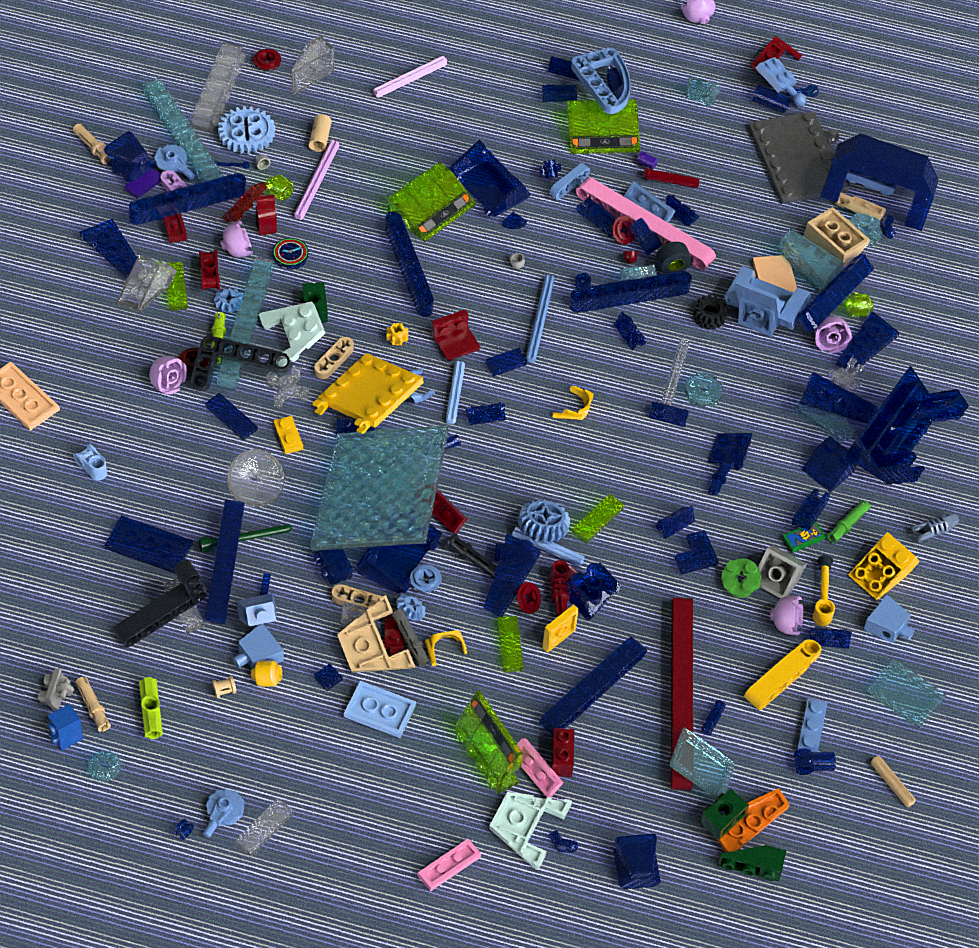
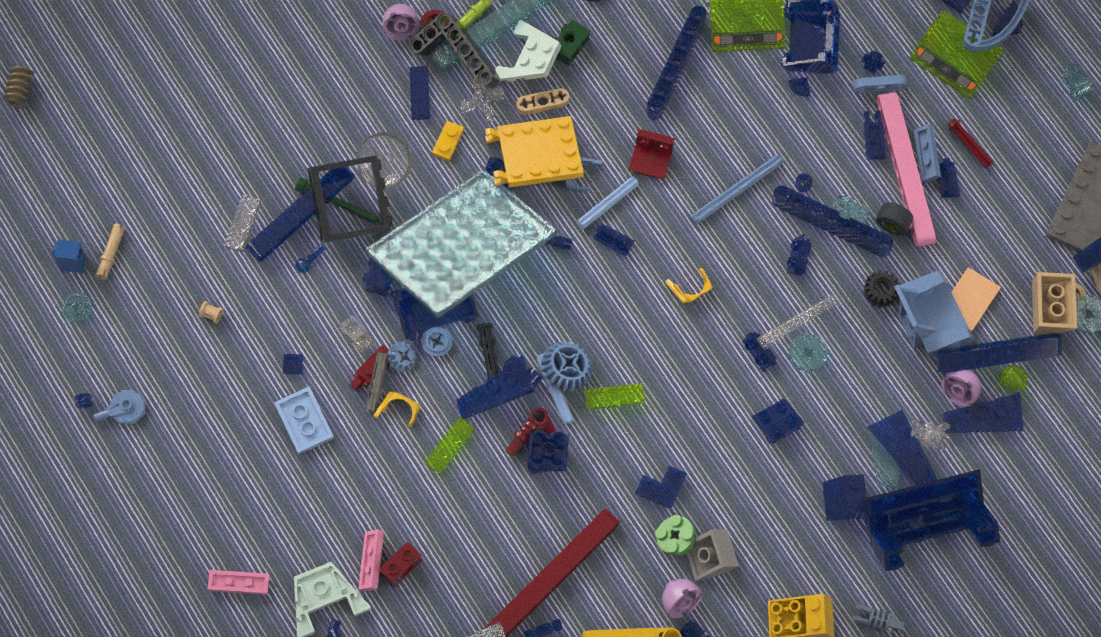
camera: 45 degrees right, 15 degrees up
(58, 689) = (95, 220): light grey hips -> none
(91, 462) = (282, 52): light blue piece -> none
(148, 544) = (264, 153): clear blue tile -> none
(151, 717) = (138, 297): lime piece -> none
(165, 608) = (243, 215): black beam -> none
(245, 541) = (319, 204): none -> black window
(257, 610) = (287, 271): medium blue torso -> none
(258, 646) = (261, 302): medium blue torso -> none
(264, 827) = (139, 445): clear plate -> none
(266, 673) = (249, 326): yellow head -> none
(354, 593) = (372, 311): tan beam -> none
(364, 645) = (337, 362): tan wing -> none
(397, 334) = (608, 118): yellow gear -> none
(448, 513) = (502, 296): dark red plate -> none
(489, 743) = (348, 516): clear neon green piece -> none
(506, 362) = (673, 206): clear blue tile -> none
(517, 260) = (767, 124): light grey hinge -> none
(533, 595) = (489, 426): dark red gear -> none
(560, 628) = (491, 465): yellow tile -> none
(593, 685) = (476, 530): clear blue beam -> none
(628, 235) = (884, 168): dark red gear -> none
(630, 256) = (864, 189): dark red hinge -> none
(647, 160) = (965, 111): dark purple piece -> none
(647, 239) = (890, 187): clear blue piece -> none
(678, 521) = (665, 447): clear blue hinge -> none
(719, 478) = (744, 438): clear blue axle -> none
(803, 538) = (763, 541): tile -> none
(810, 260) = (1011, 307): clear light blue slope -> none
(810, 510) = (789, 523): clear blue hinge -> none
(824, 605) = (754, 579): yellow piece -> none
(843, 526) = (803, 558): bright green pin -> none

